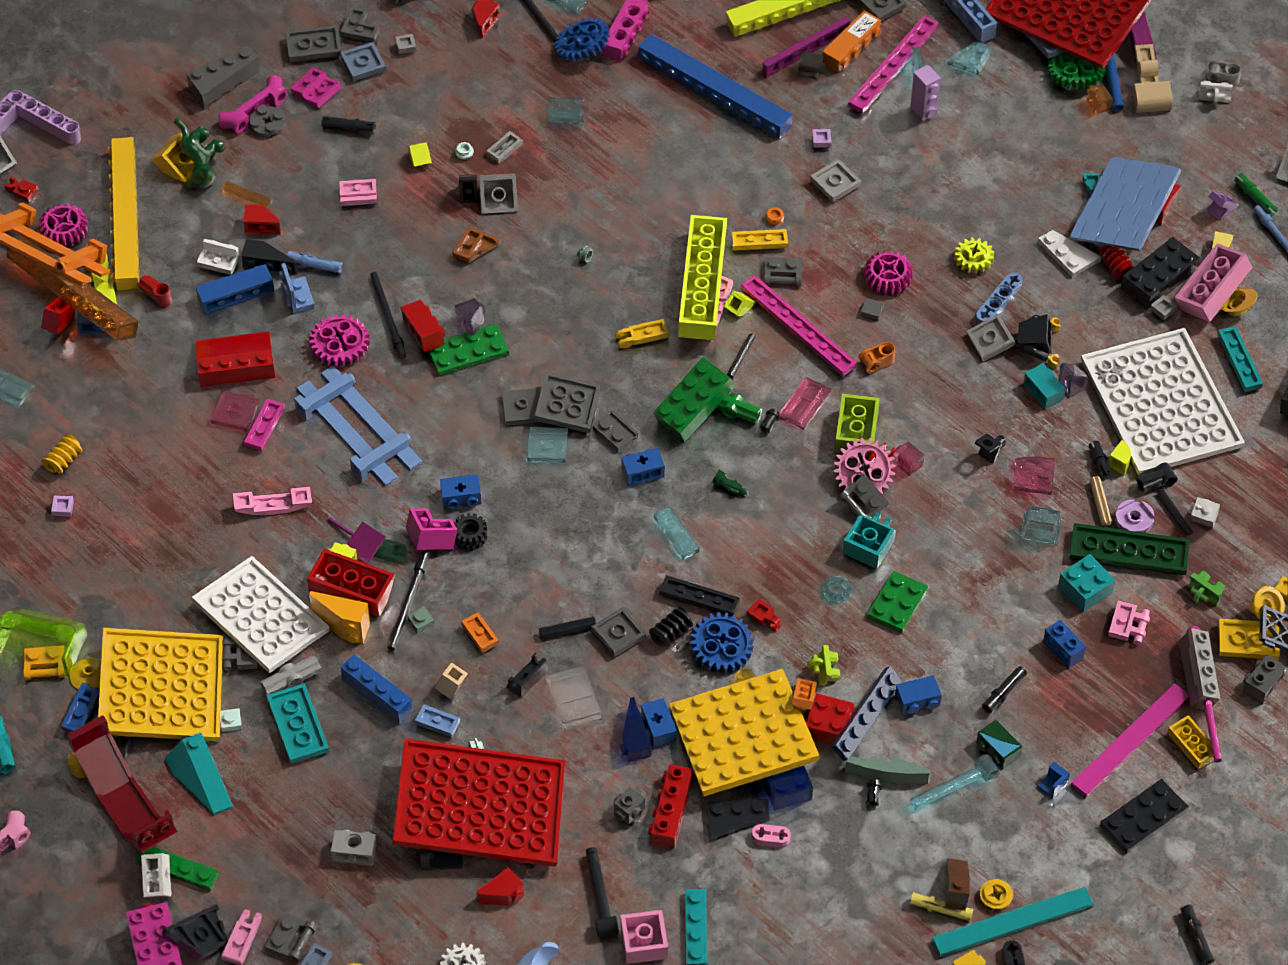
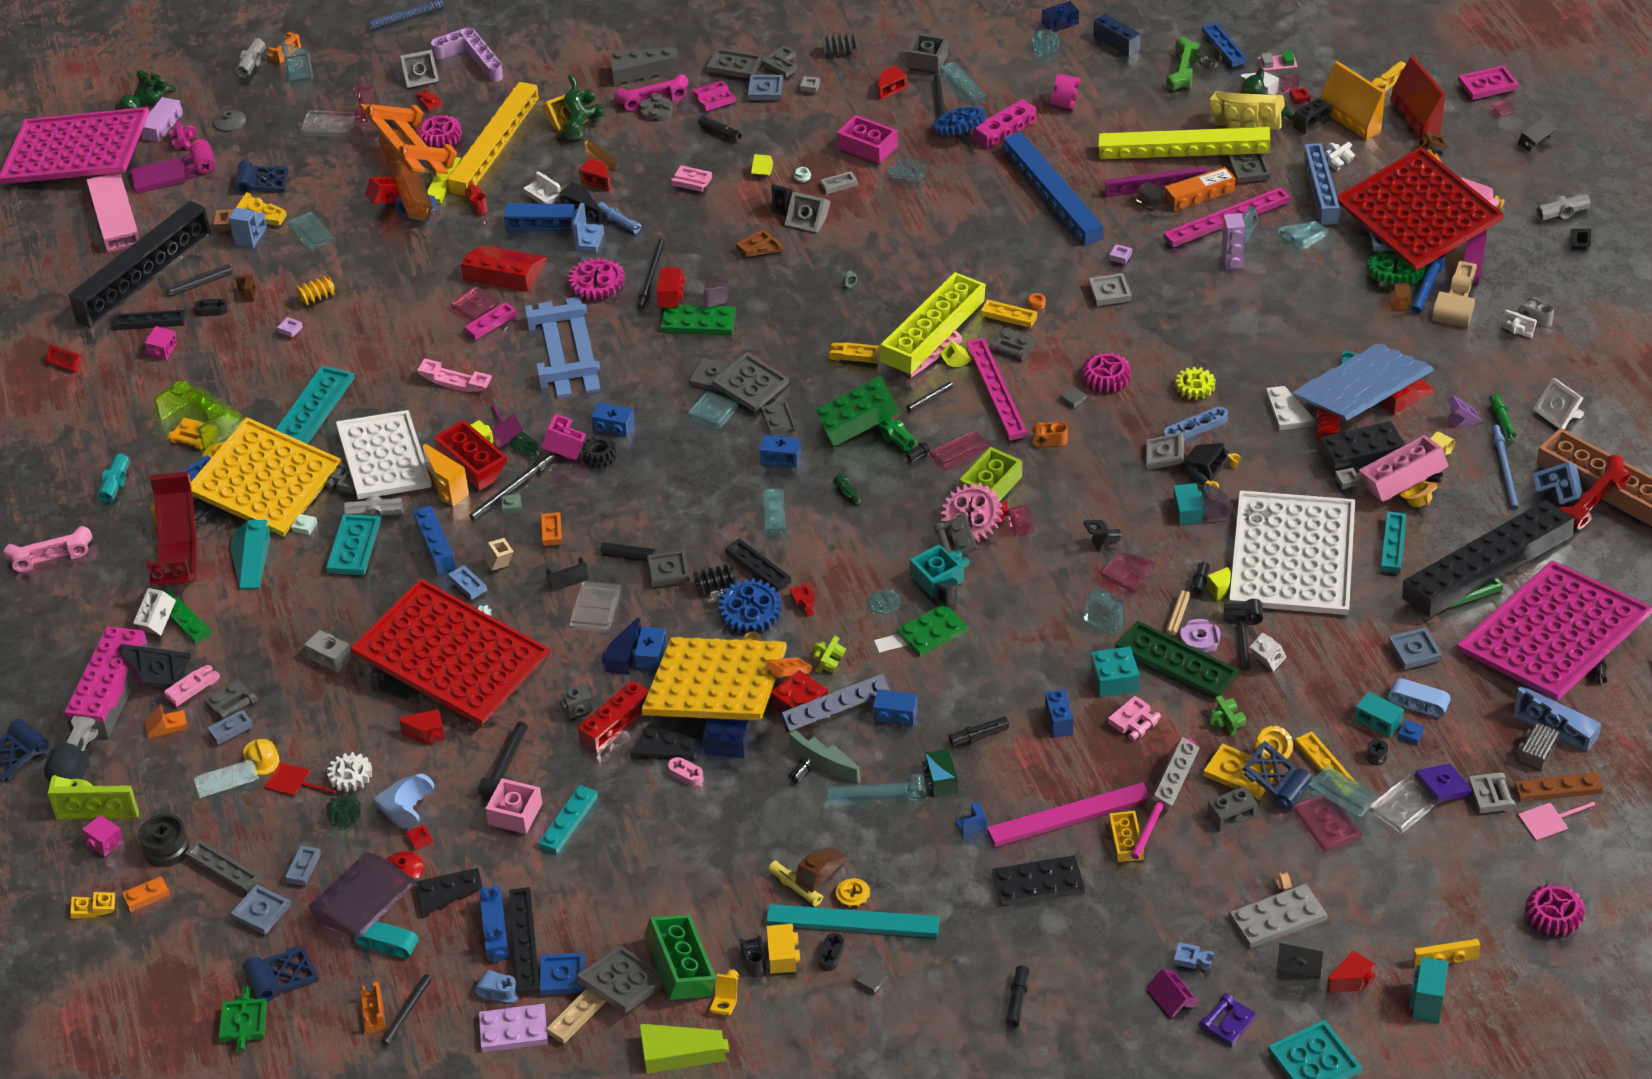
camera: 30 degrees right, 10 degrees down
(150, 583) = (315, 403): none -> teal plate
(506, 90) = (867, 139): none -> dark pink brick
(866, 629) = (889, 643): none -> white sticker
(892, 559) = (946, 592): none -> black brick

